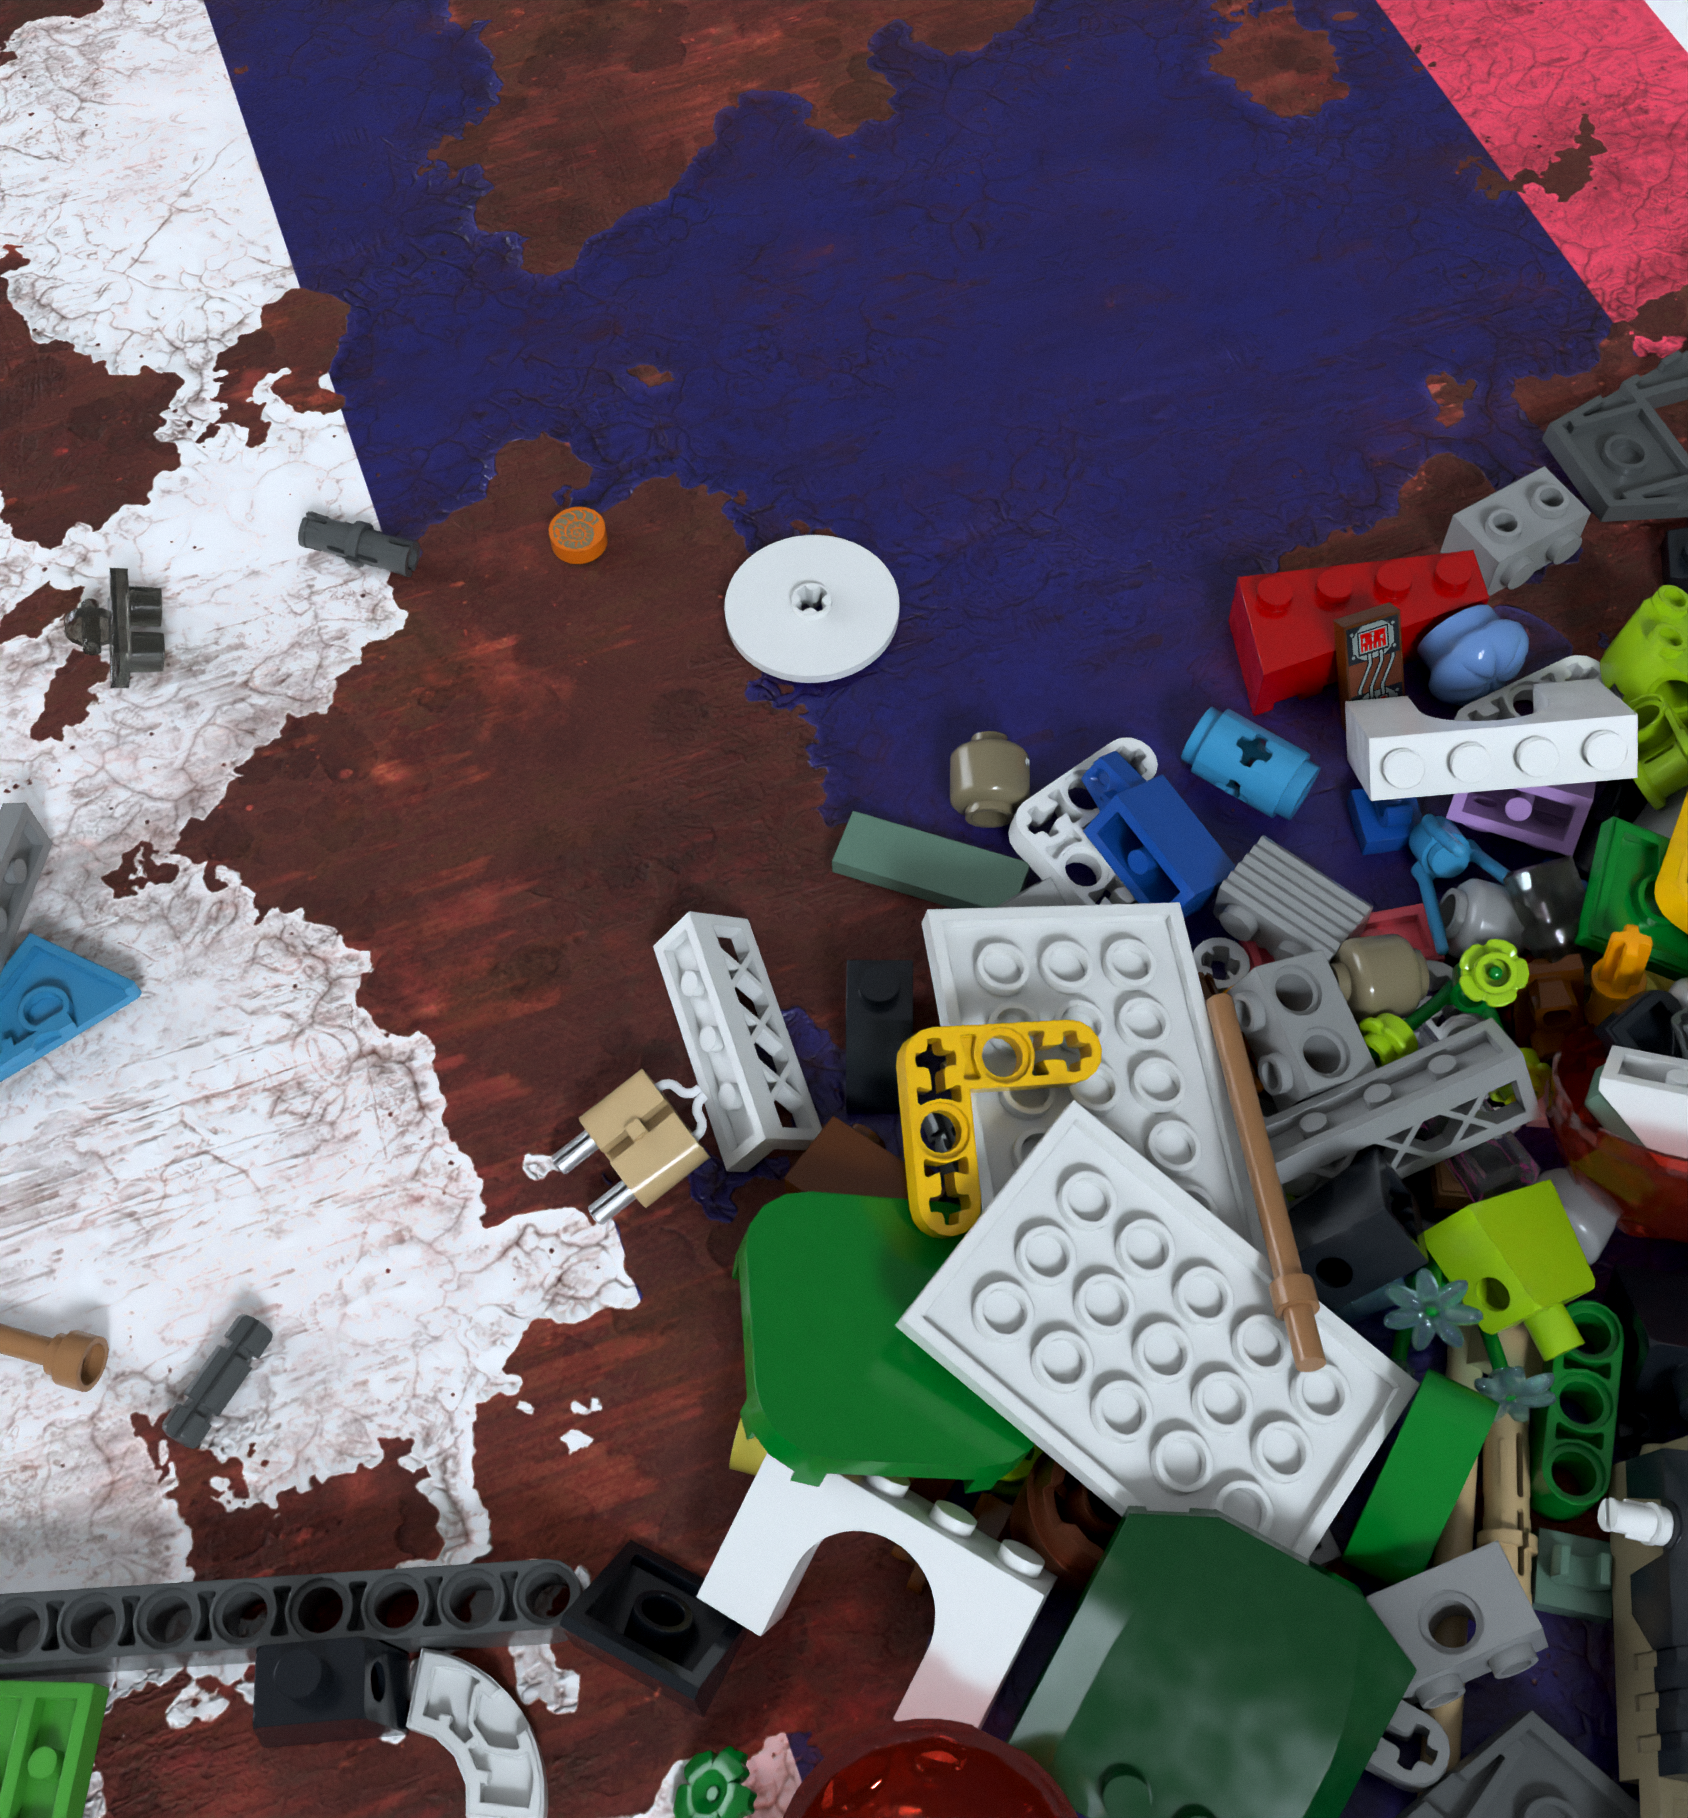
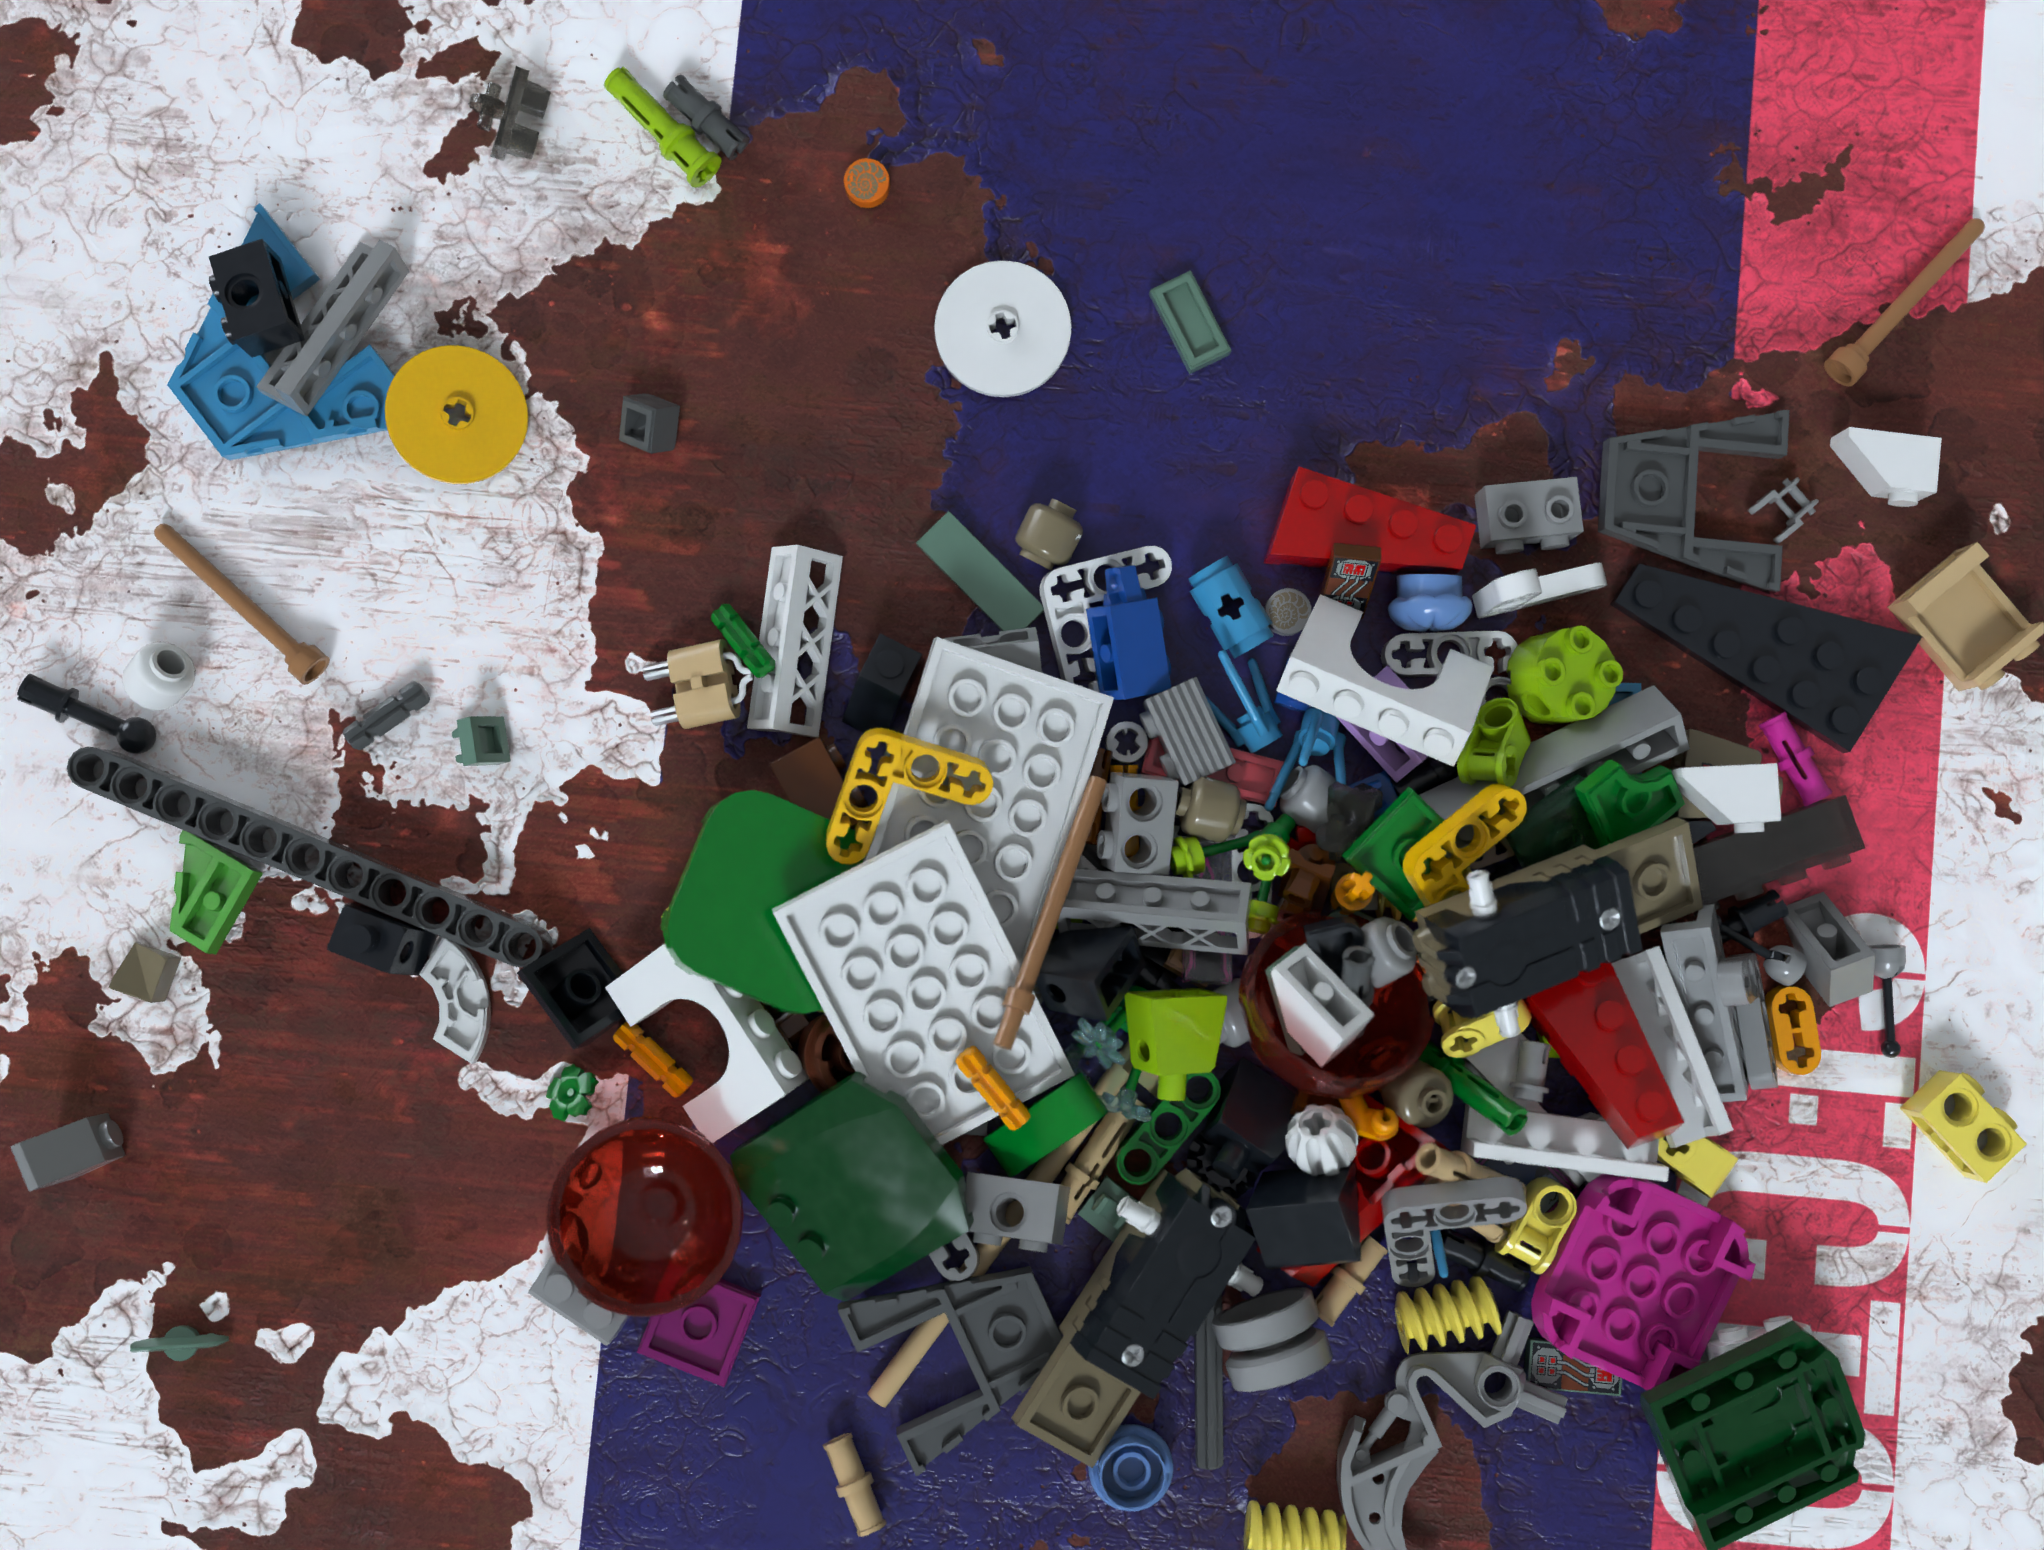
camera: 20 degrees right, 25 degrees up
(127, 958) = (422, 428): none -> yellow piece
(333, 577) = (675, 140): none -> lime pin
(370, 1348) = (482, 741): none -> sand green tile
(431, 875) = (649, 423): none -> dark grey slope
(672, 1060) = (743, 640): none -> green axle
(811, 1683) = (653, 1059): none -> light orange axle
(1020, 518) = (1190, 322): none -> sand green tile
(1323, 740) = (1288, 611): none -> tile
(1327, 1443) = (993, 1088): none -> light orange axle
(1362, 872) = (1259, 724): none -> dark azure plant
(1577, 586) = (1527, 589): none -> white beam

